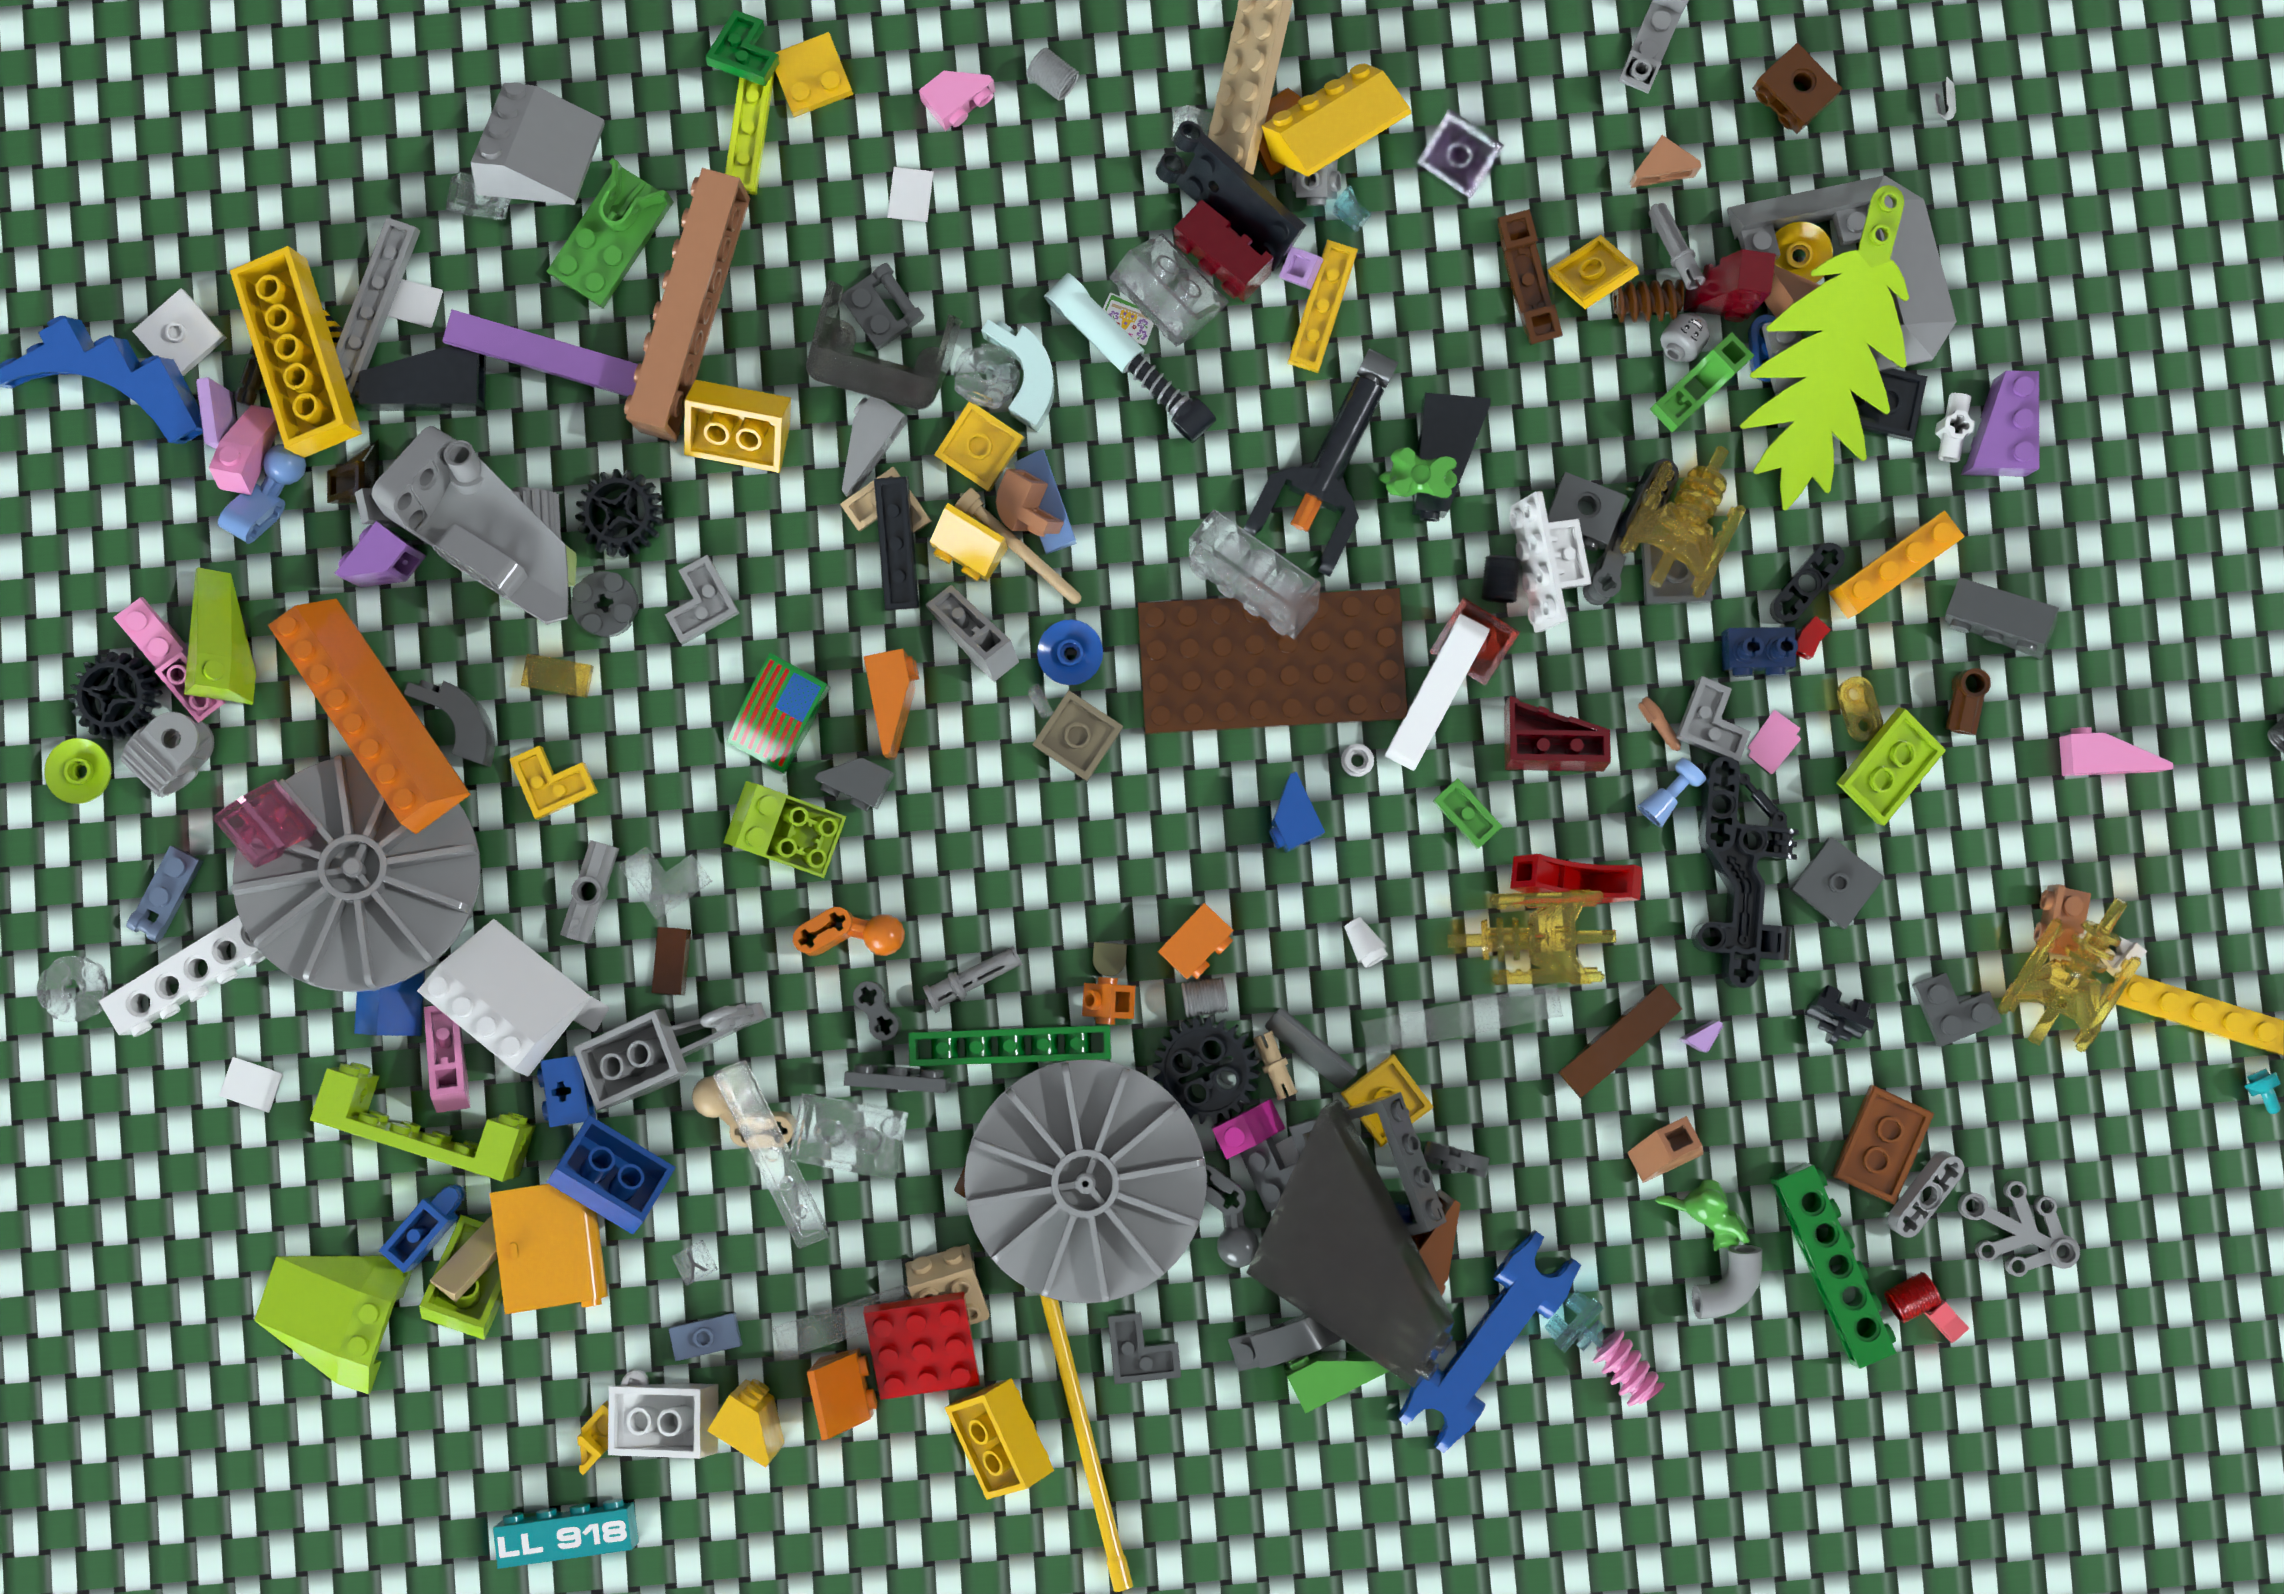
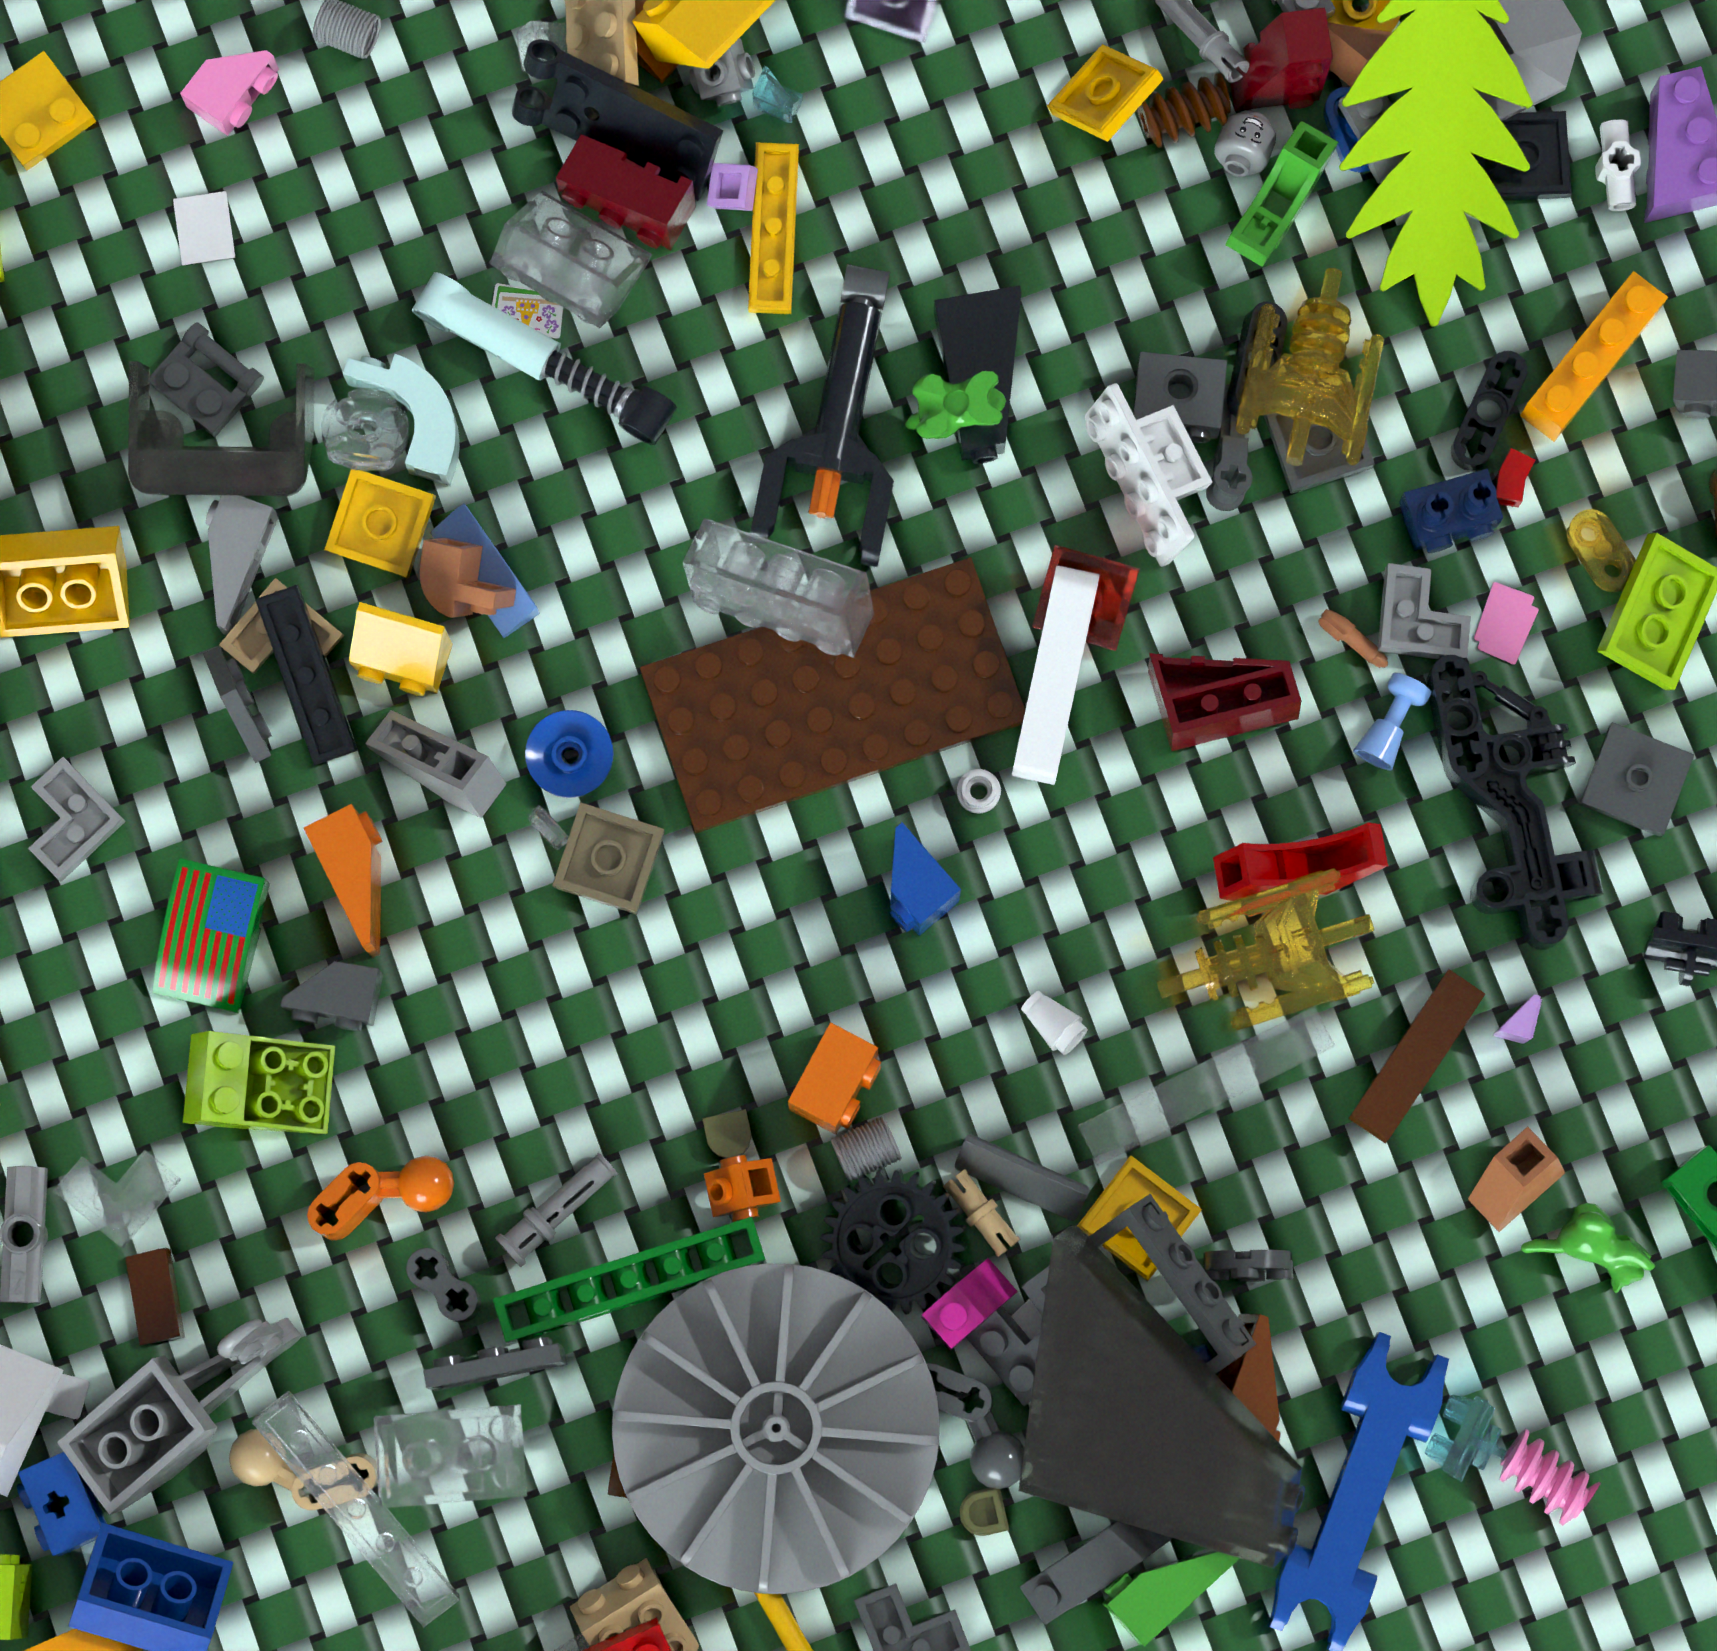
camera: 20 degrees left, 5 degrees down
(841, 547) = (237, 698): none -> dark grey plate
(973, 506) = (391, 598): tan piece -> none
(1217, 1279) = (984, 1512): none -> olive tile
(1467, 813) = (1138, 820): bright green plate -> none
(1500, 578) = (1097, 510): black piece -> none
(1527, 277) = (1024, 122): reddish brown slope -> none
(1734, 1288) = (1655, 1334): light grey cylinder -> none

